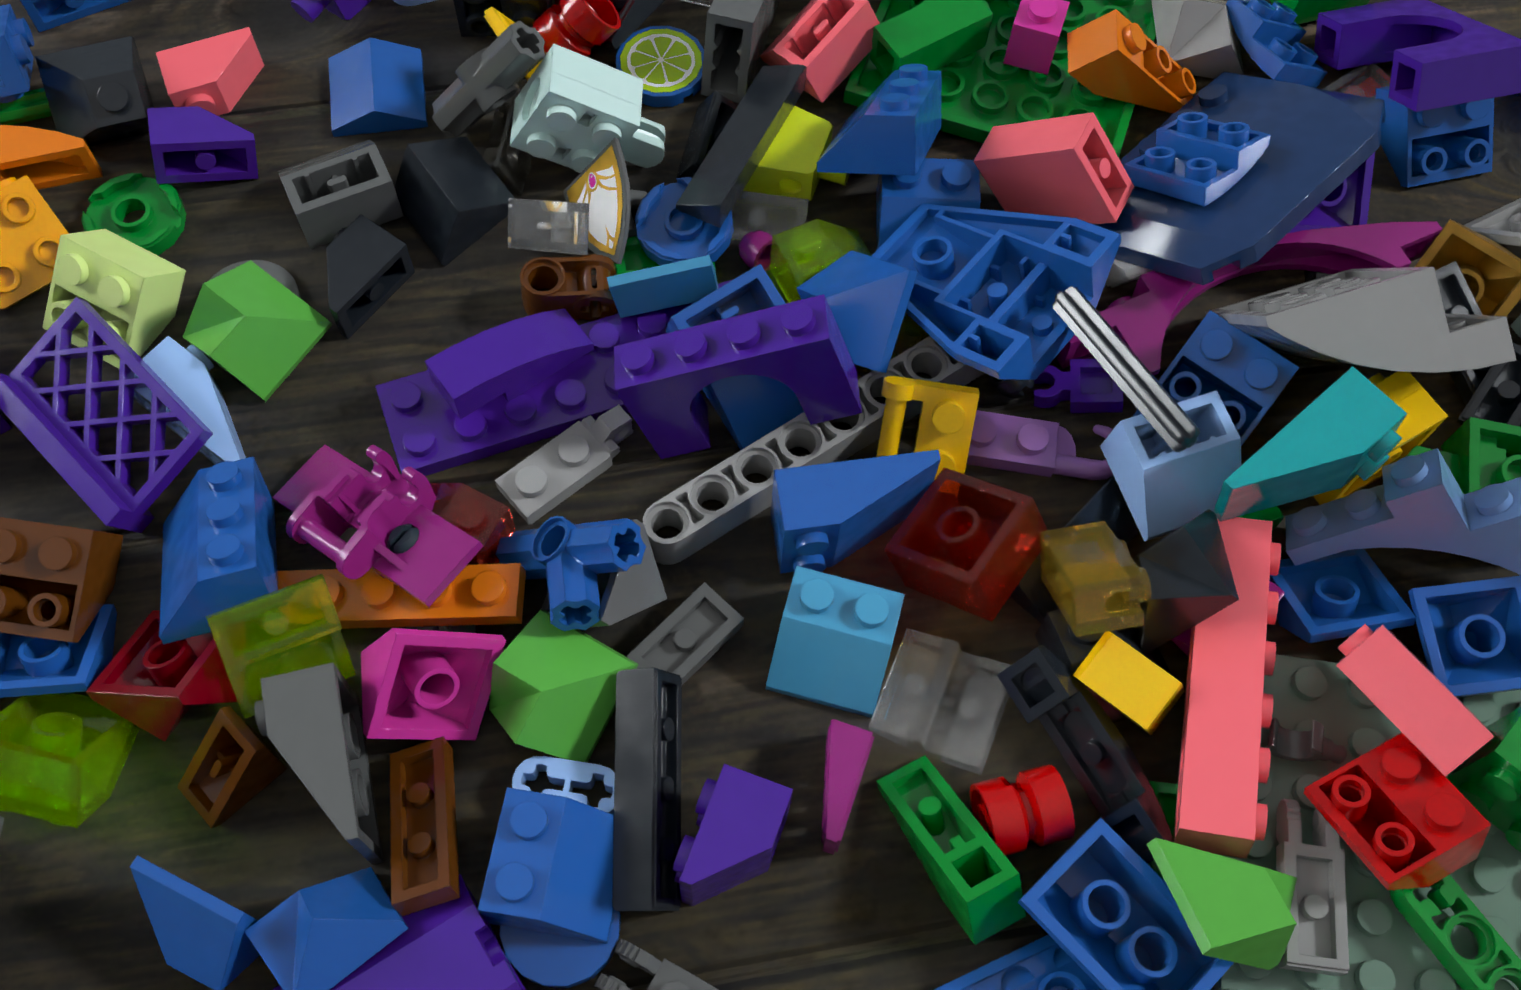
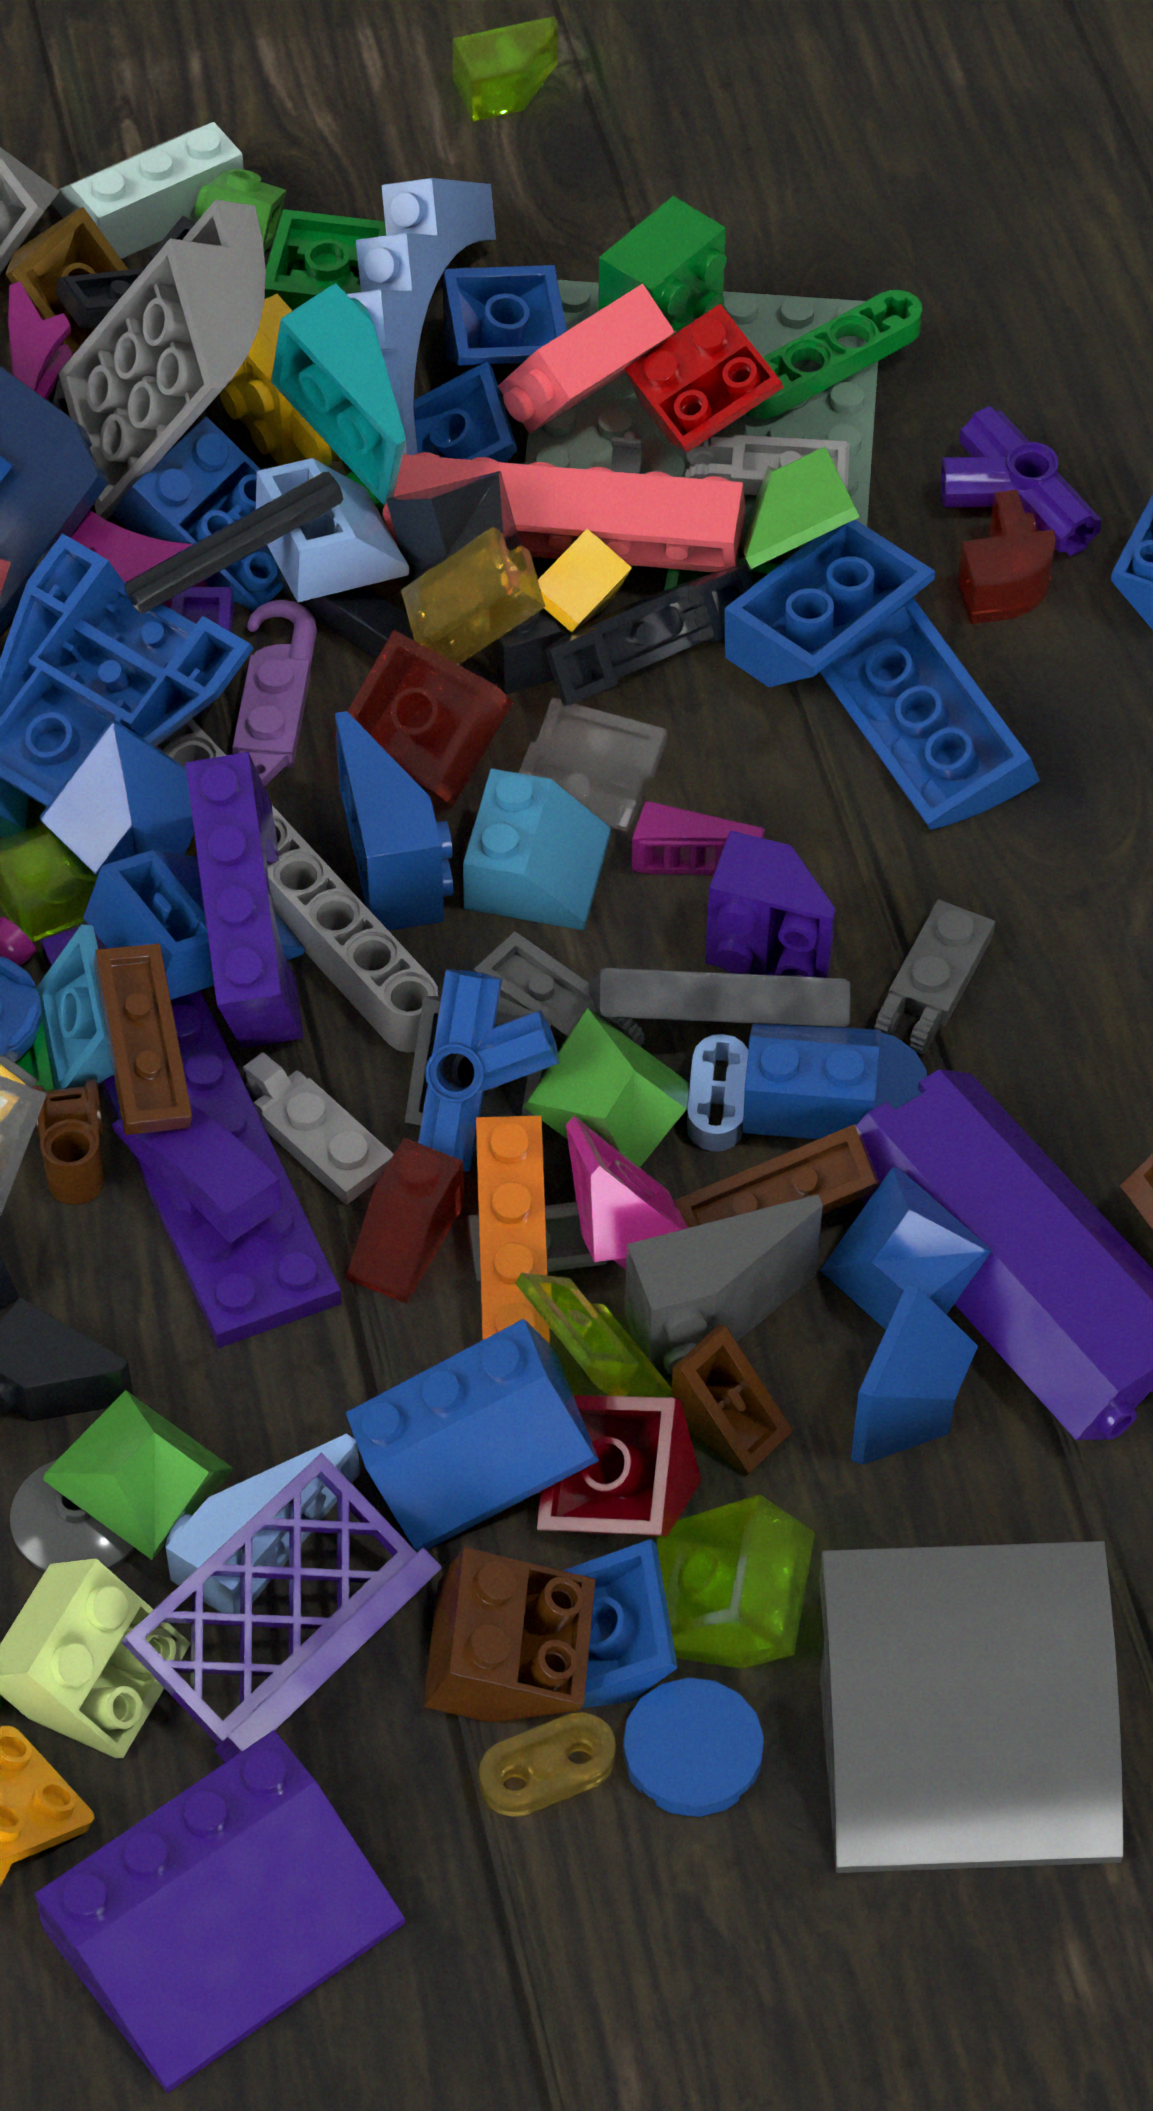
camera: 90 degrees left, 10 degrees down
(392, 520) = (415, 1253): magenta piece -> none
(597, 300) = (142, 1039): none -> reddish brown plate
(943, 423) = (290, 757): yellow plate -> none
(954, 850) = (754, 749): green slope -> none
(1027, 810) = (711, 691): red wheel -> none

